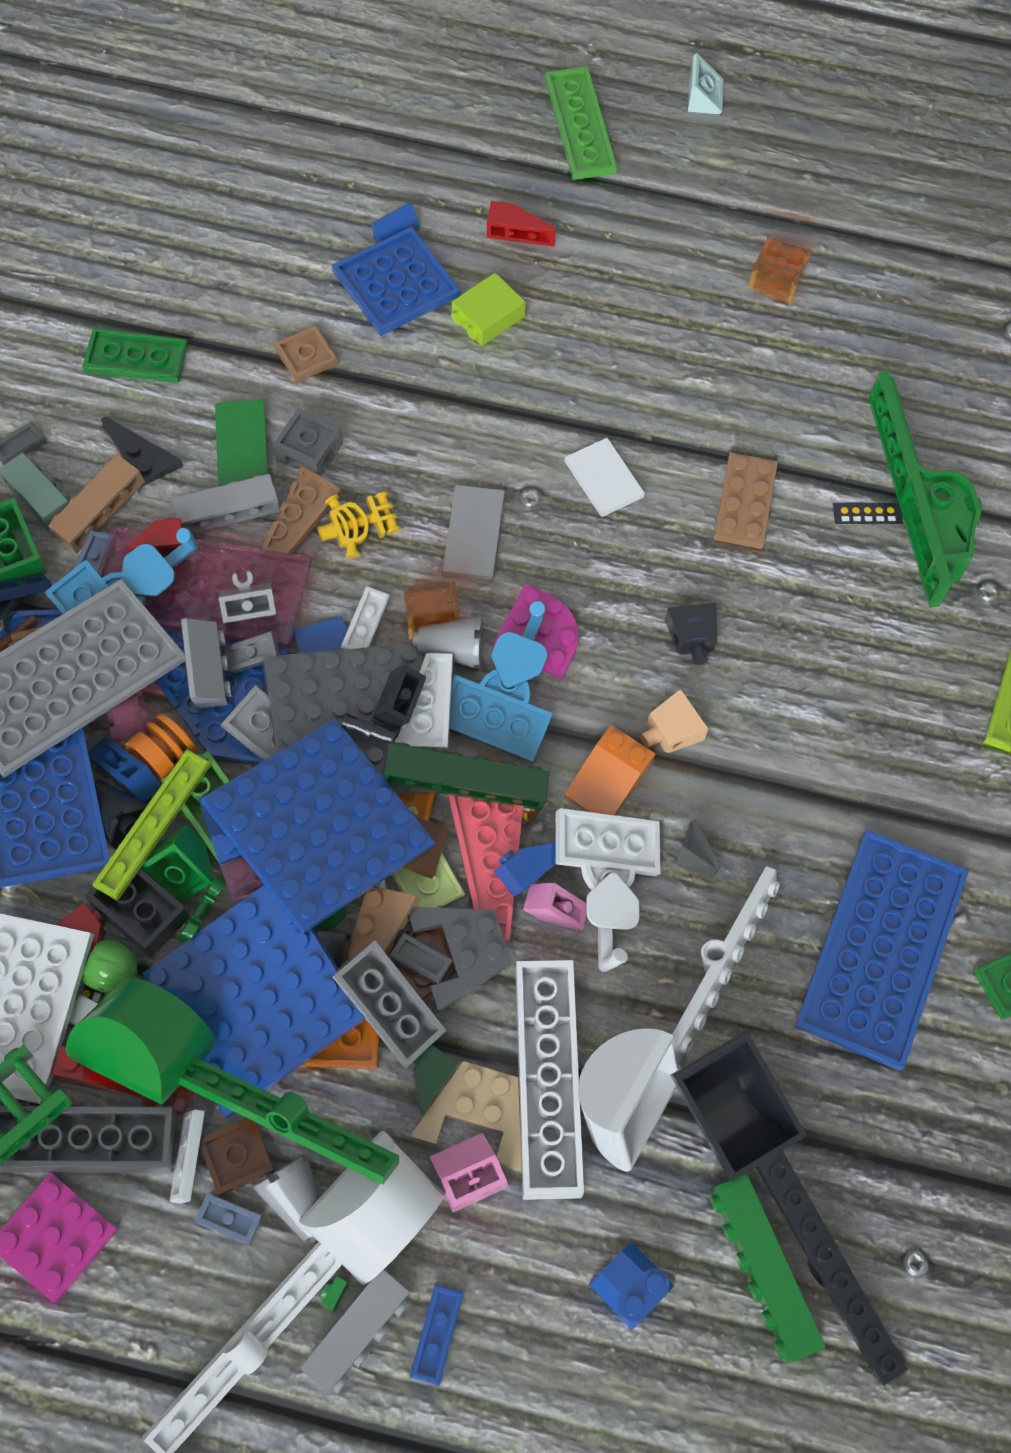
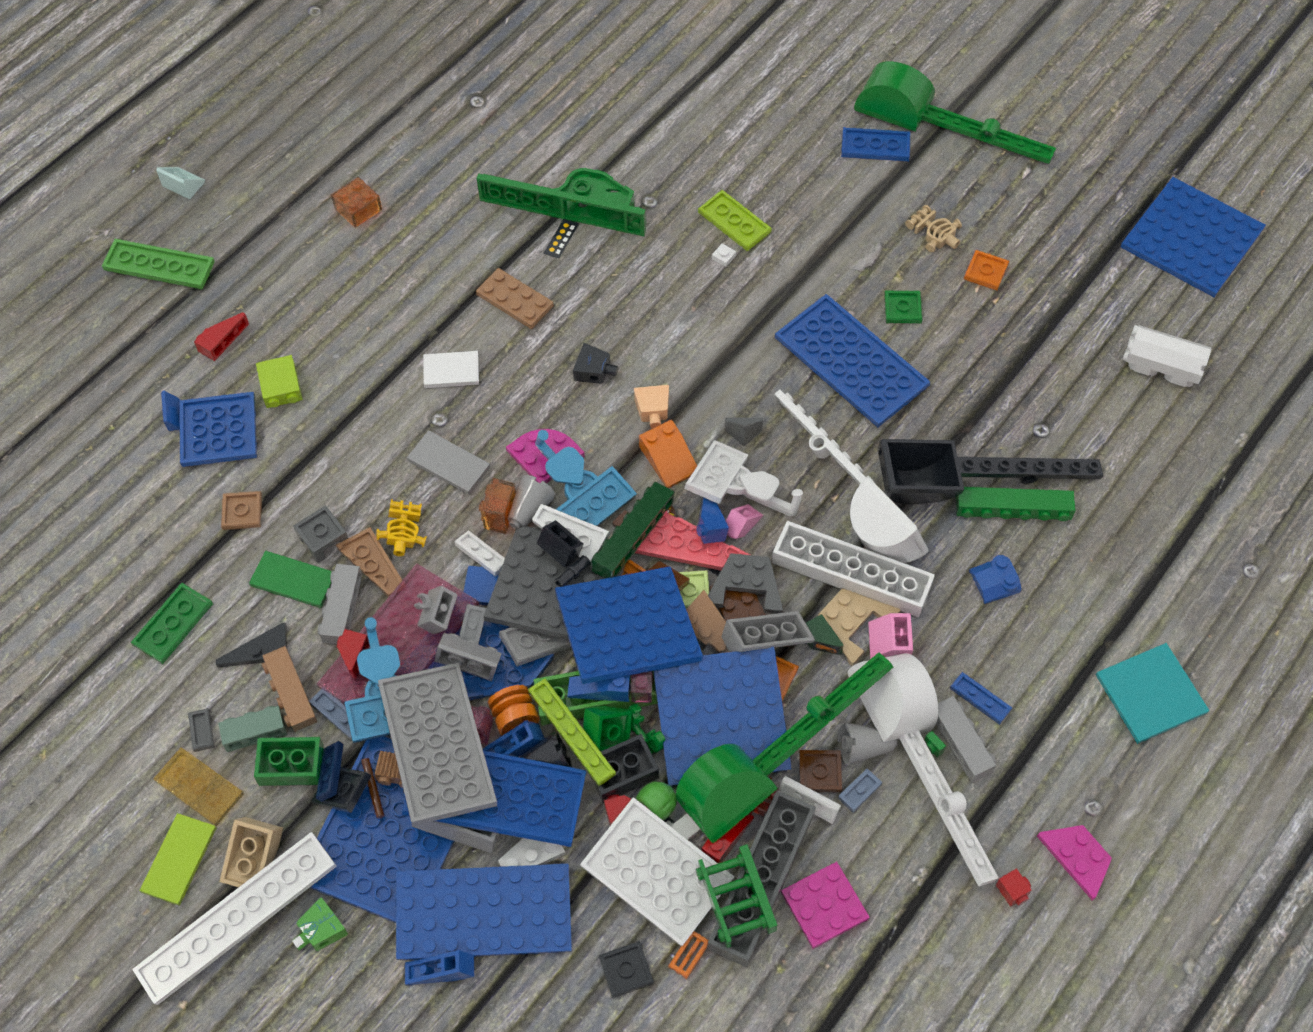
camera: 60 degrees left, 5 degrees down
(421, 959) = (744, 606): dark grey tile -> none
(957, 715) = (723, 255): none -> white plate

